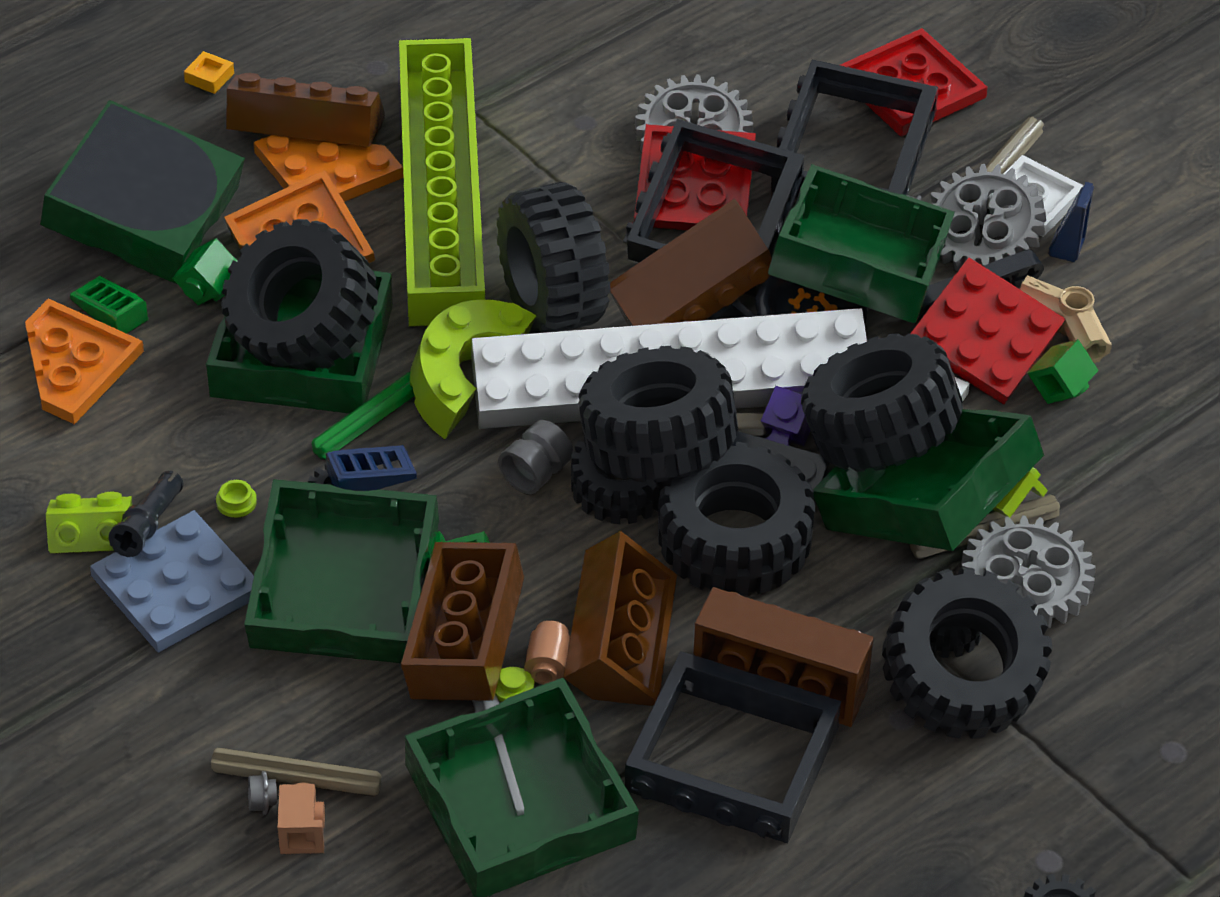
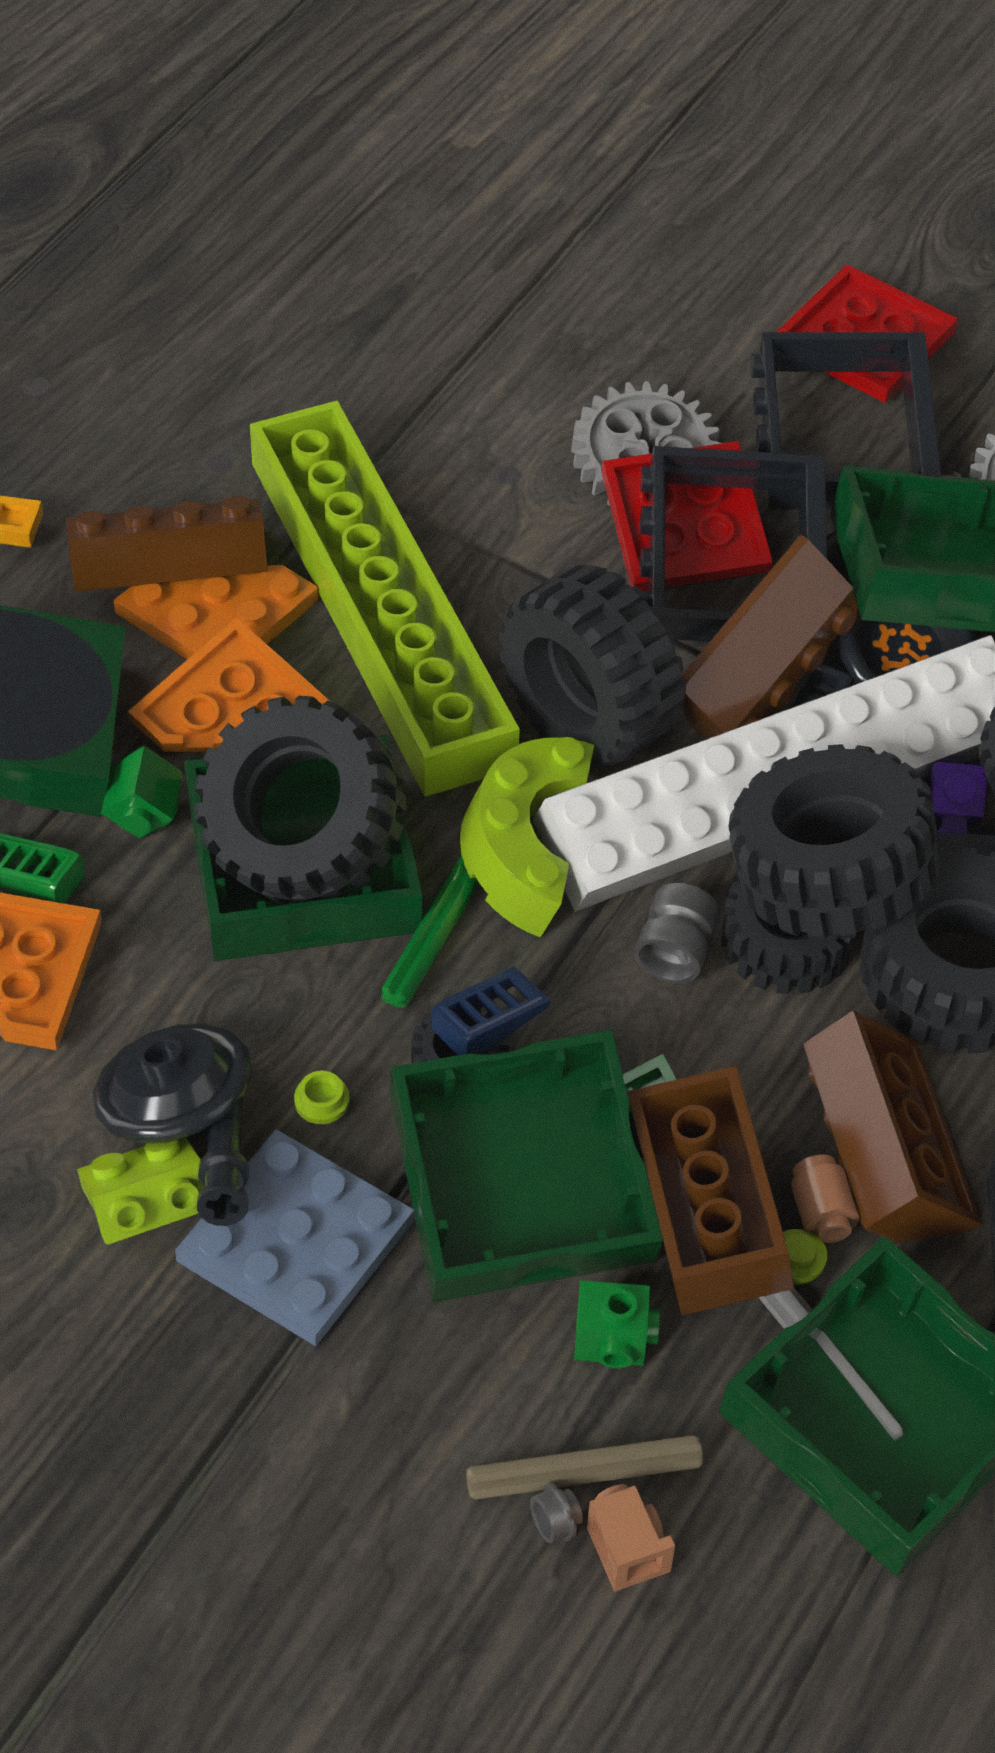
camera: 20 degrees left, 5 degrees up
(136, 460) = (172, 1083): none -> black piece
(359, 689) = (614, 1324): none -> green brick

